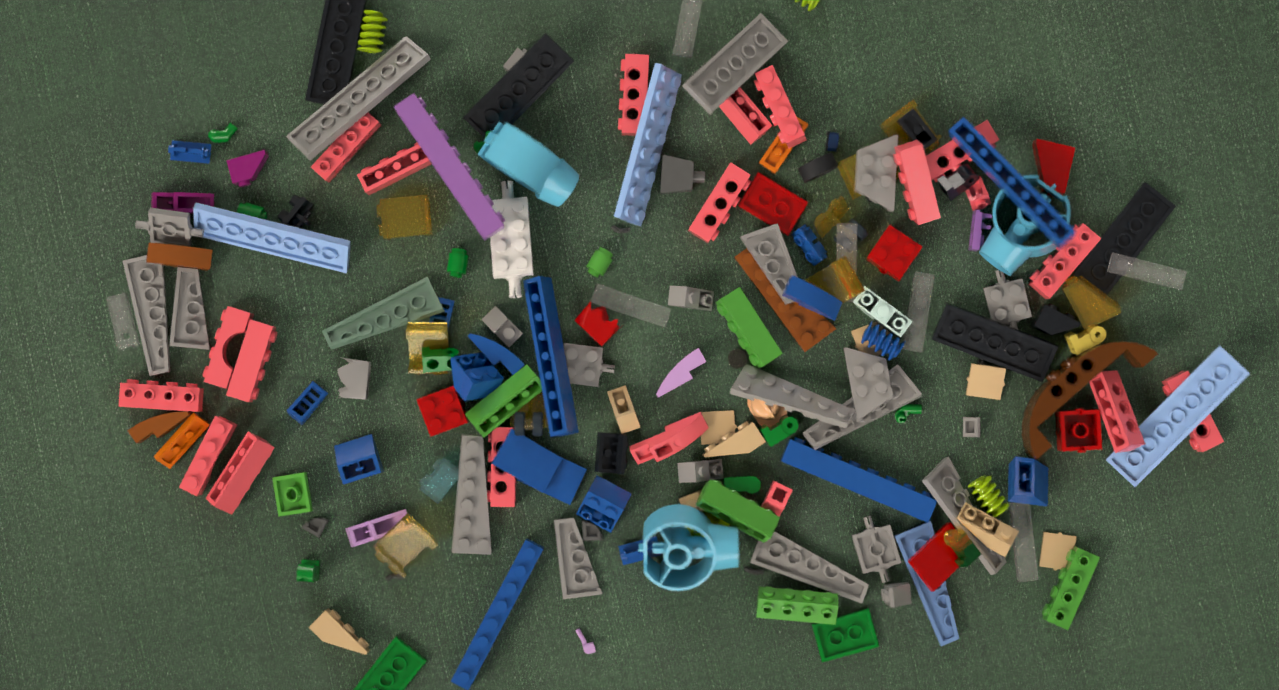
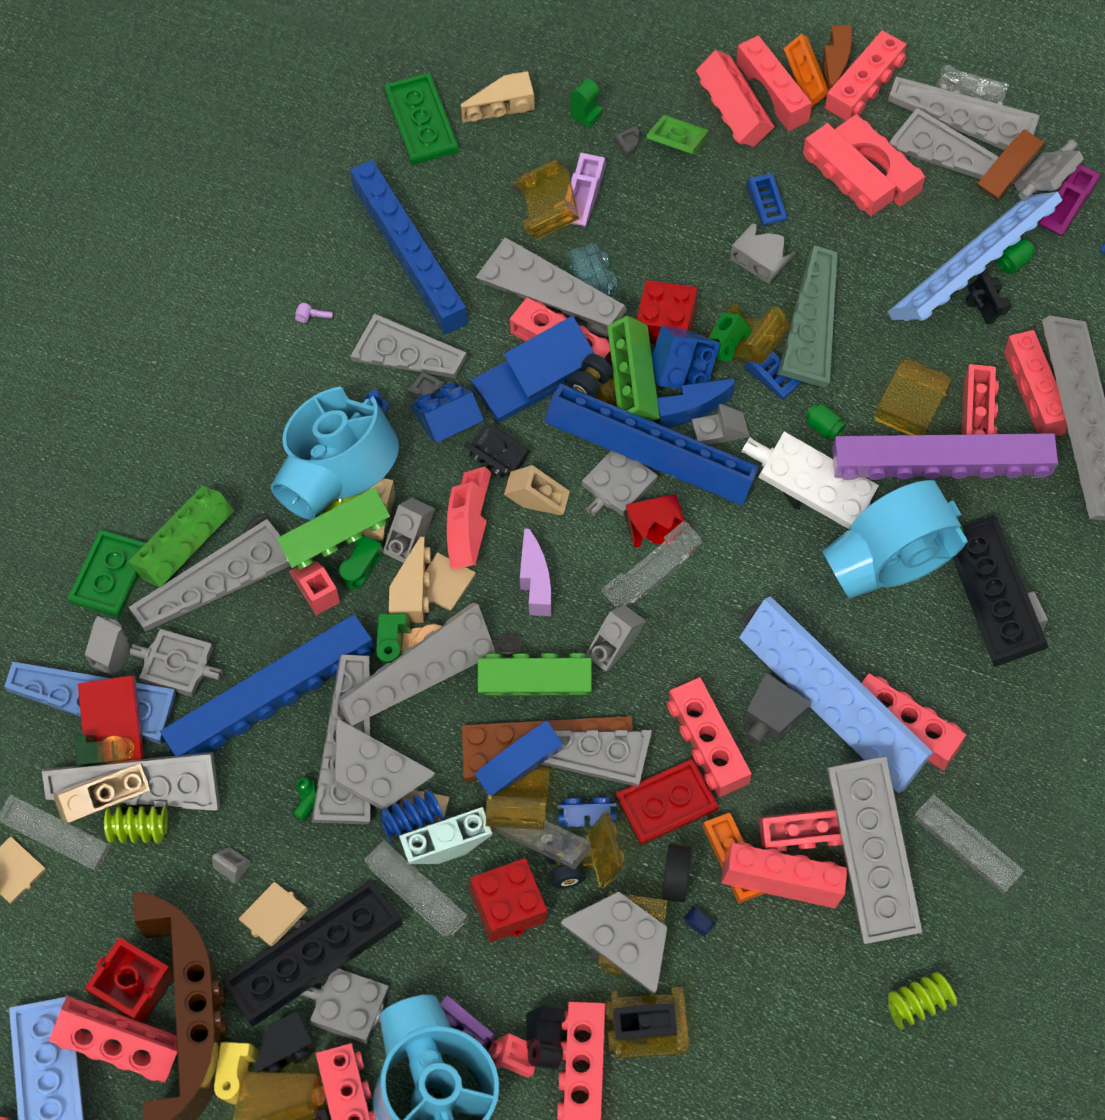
camera: 125 degrees right, 25 degrees down
(247, 167) = (1071, 278): magenta slope -> none
(358, 459) = (670, 208): blue slope -> none
(599, 262) = (726, 565): bright green brick -> none
(917, 182) = (578, 977): coral brick -> none
(1012, 183) = (493, 1076): blue brick -> none
(1028, 482) = (113, 879): blue slope -> none

